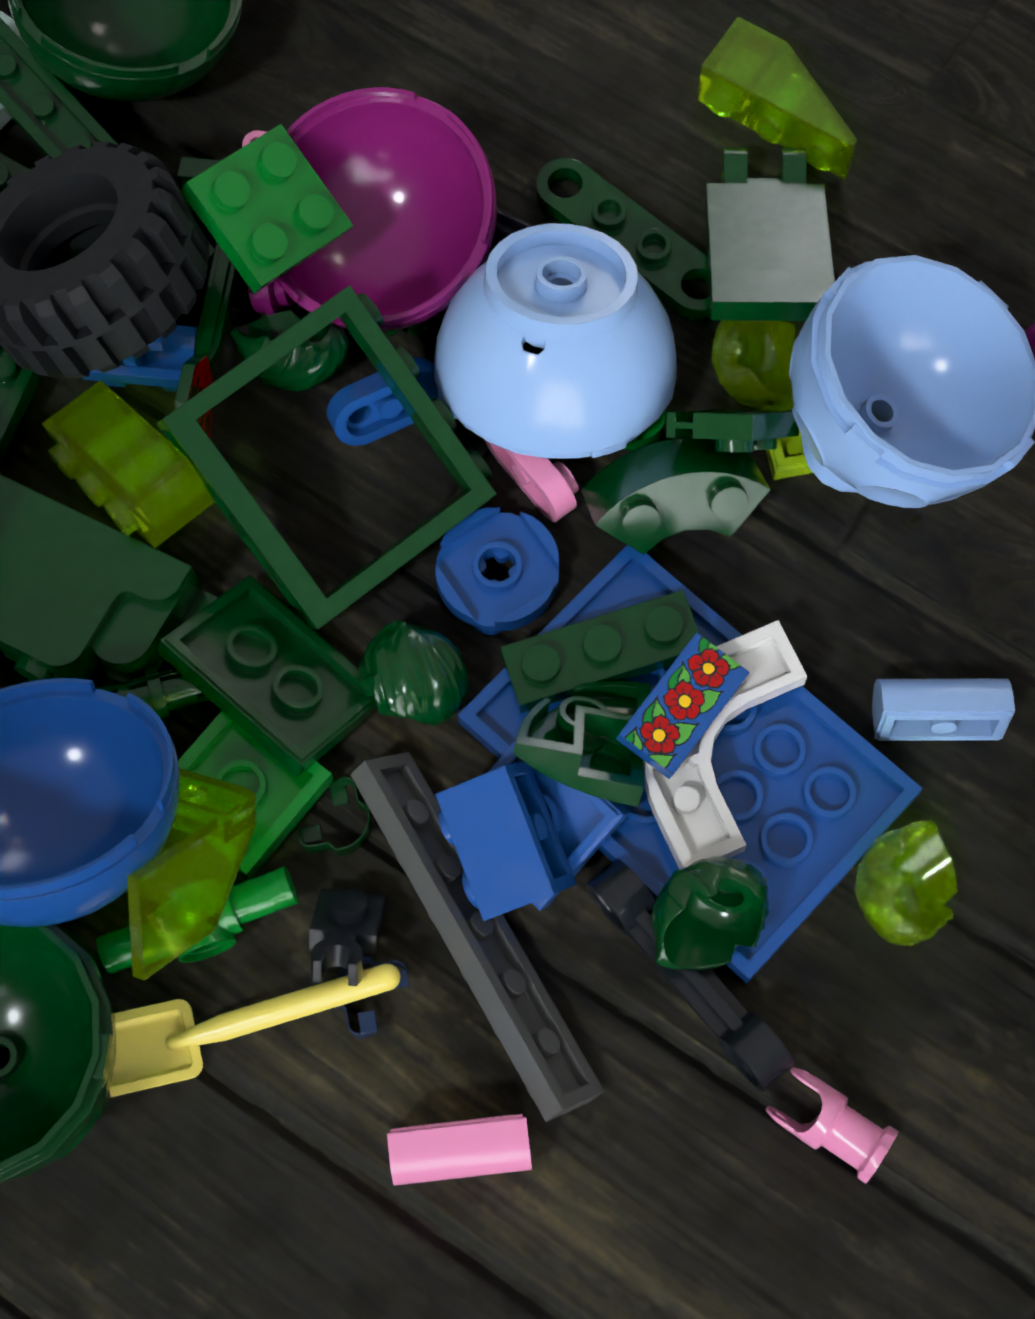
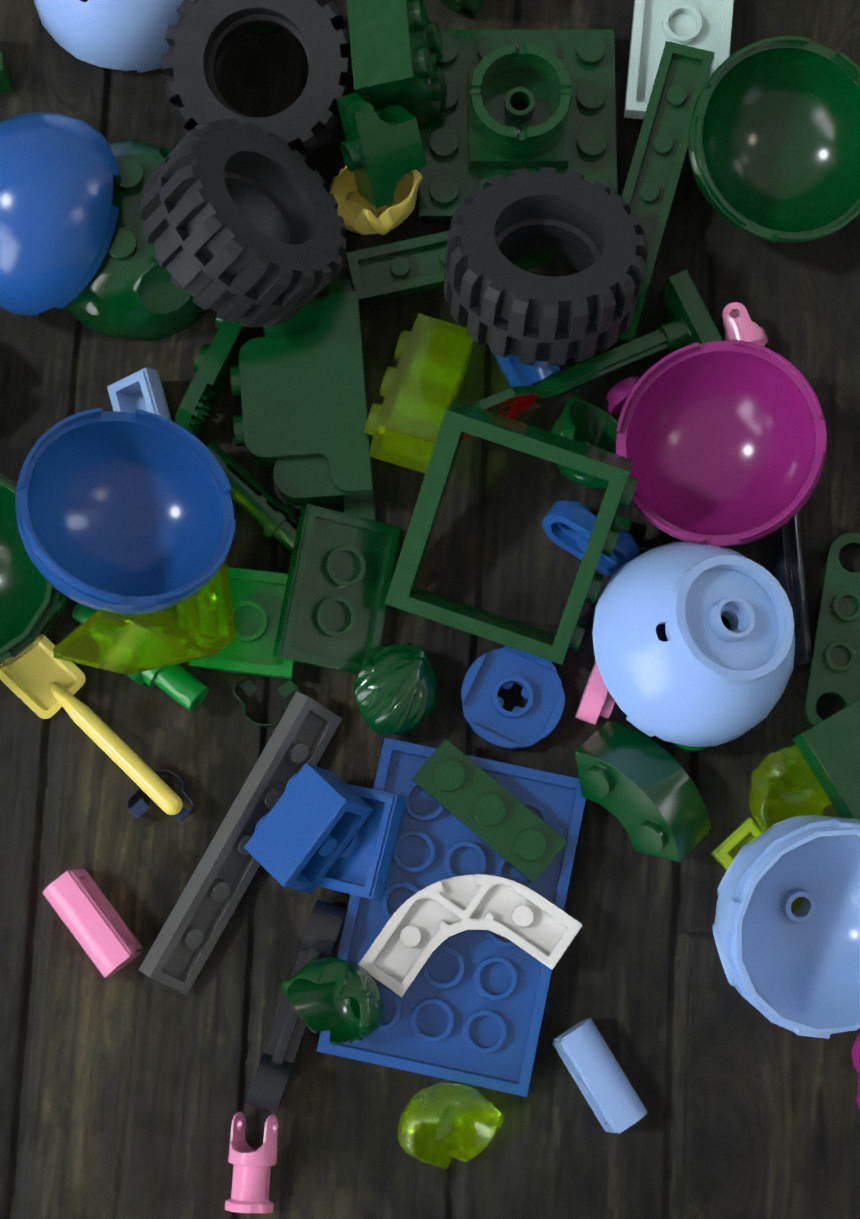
camera: 55 degrees right, 10 degrees up
(266, 208) = (667, 367): green plate -> none
(344, 930) = (189, 755): black plate -> none
(580, 744) = (413, 844): dark green brick -> none
(682, 706) = (472, 895): tile -> none
(733, 428) = (714, 804): dark green plate -> none

